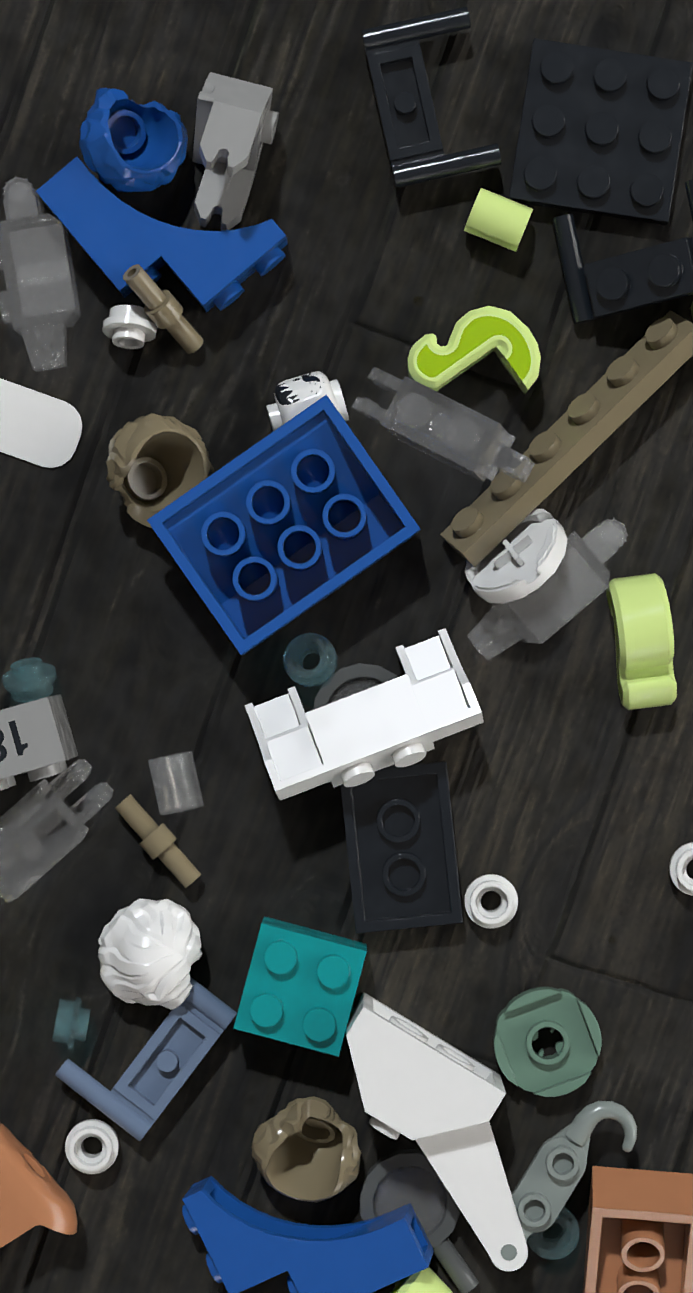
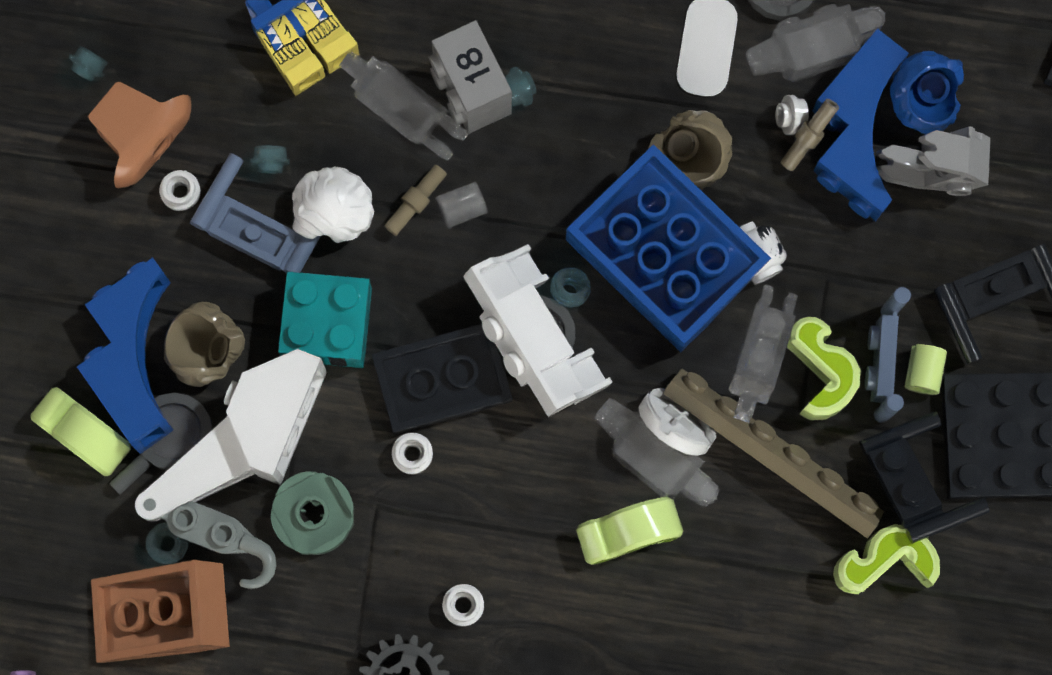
camera: 80 degrees right, 10 degrees down
(498, 279) = (883, 341): none -> sand blue plate

